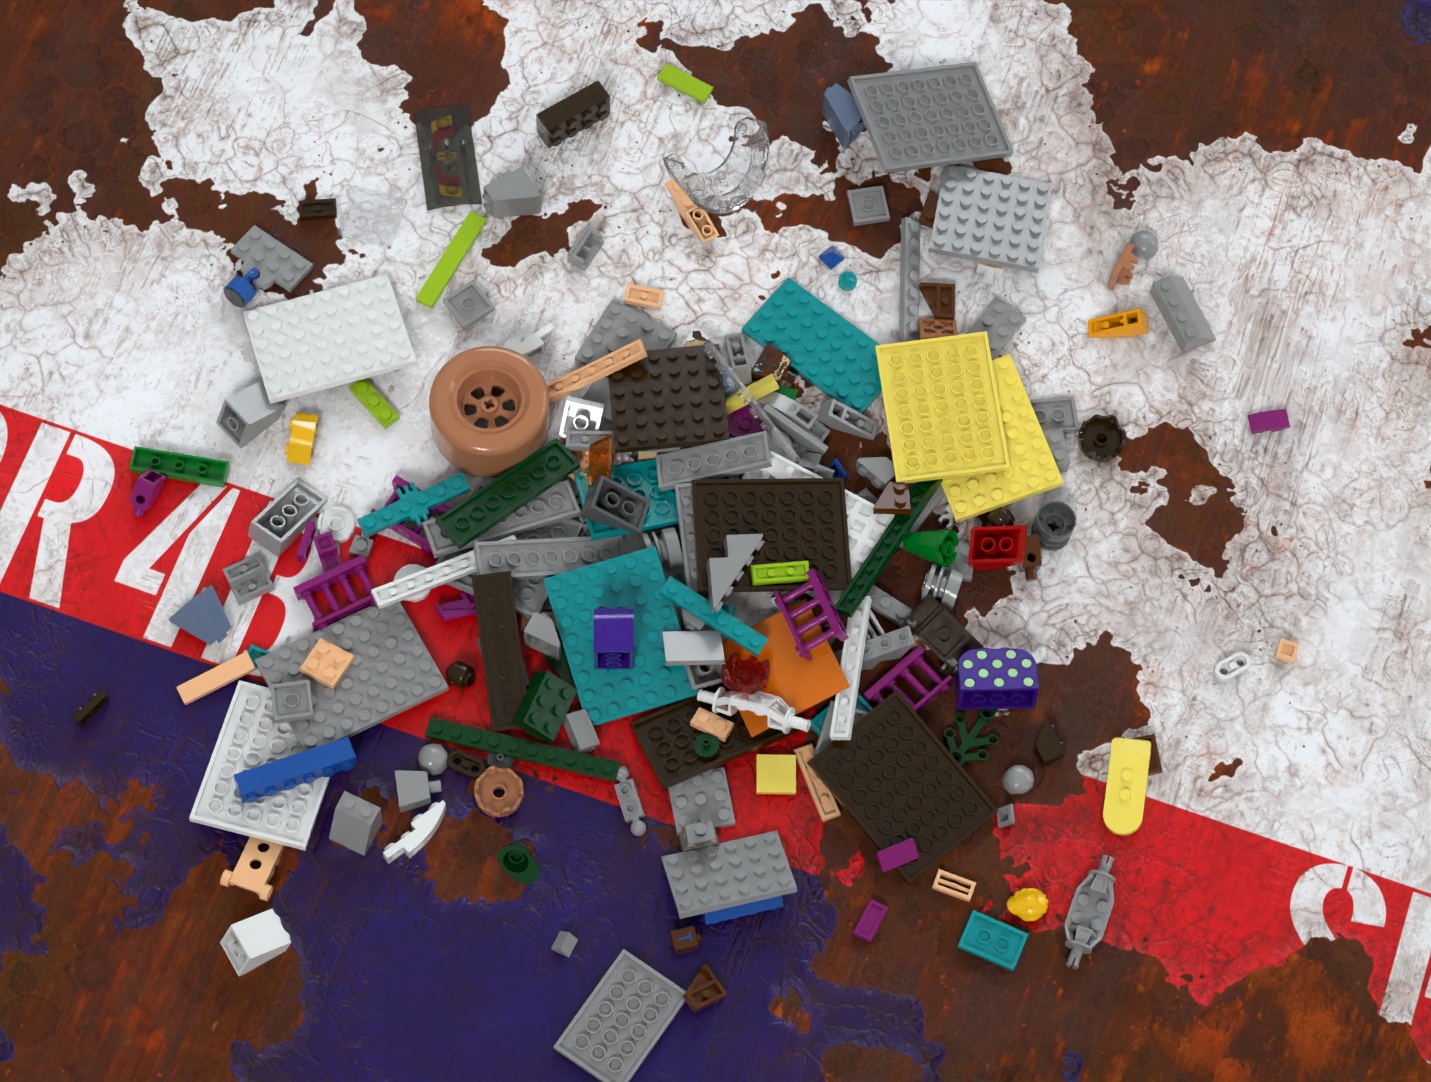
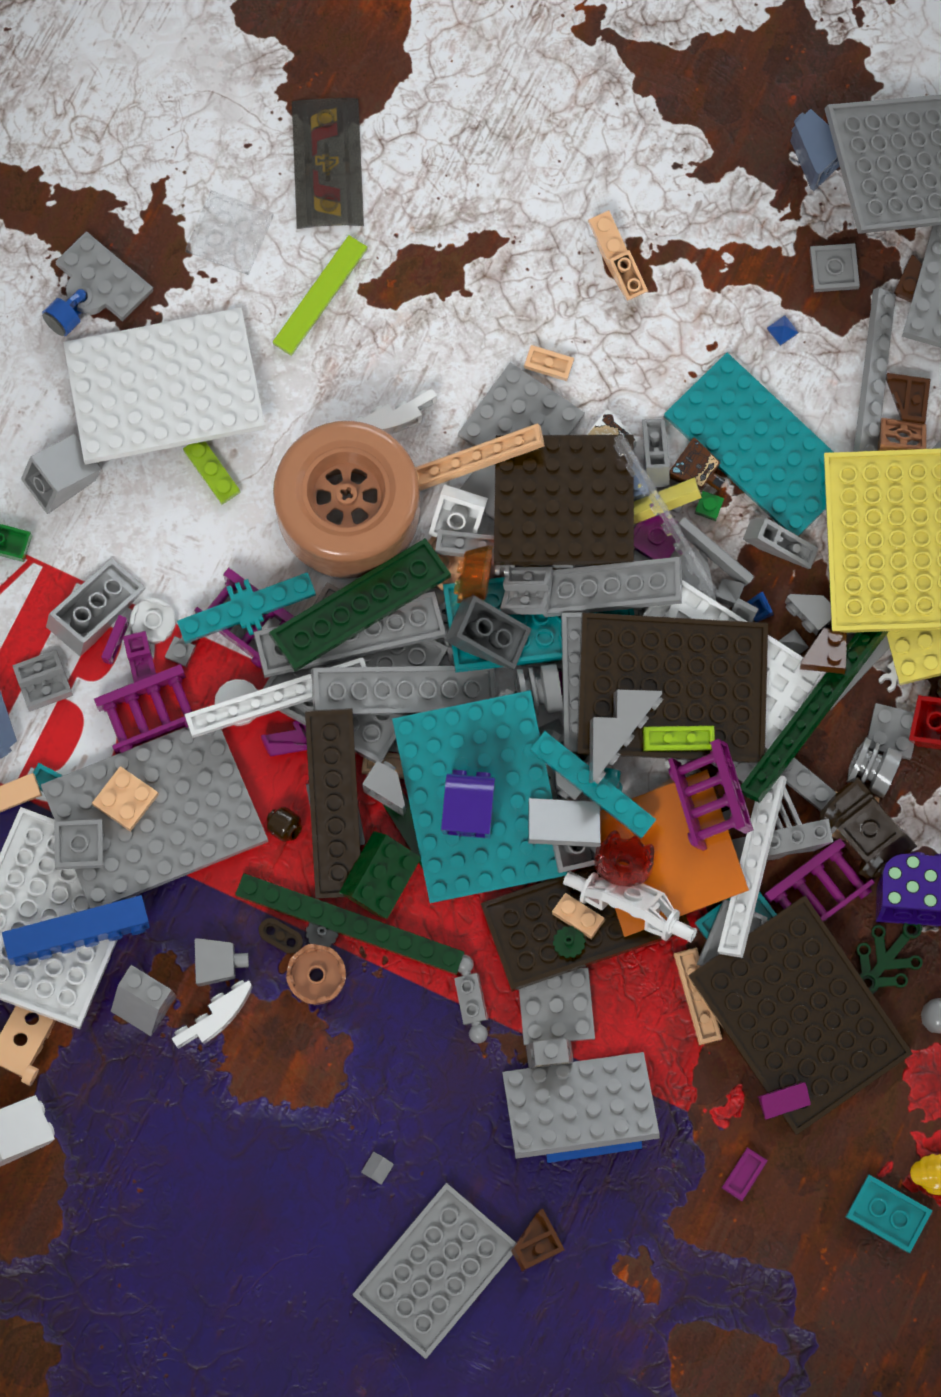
camera: 10 degrees right, 10 degrees up
(301, 442) = (120, 512): yellow brick -> none
(317, 209) = (164, 217): dark brown plate -> none
(432, 759) = (242, 925): light grey hair -> none
(468, 304) = (335, 355): light grey plate -> none
(512, 196) = (400, 221): light grey slope -> none
(519, 863) = (331, 1065): dark green piece -> none
(573, 114) = (484, 122): dark brown brick -> none
(581, 731) = (421, 908): light grey hinge -> none
(585, 248) = (483, 295): light grey hinge -> none
(644, 471) = (527, 590): none -> light grey slope
(685, 83) = (625, 89): lime tile -> none
(685, 940) = (521, 1178): reddish brown brick -> none
(733, 181) = (672, 222): clear windscreen -> none
(775, 774) = (649, 982): light yellow tile -> none
(797, 413) = (718, 530): light grey slope -> none
(847, 281) = (799, 362): teal tile -> none
(933, 546) = (868, 715): green cone -> none
(955, 886) = (867, 1149): light nougat tile -> none
(1005, 816) = (920, 1060): light grey slope -> none

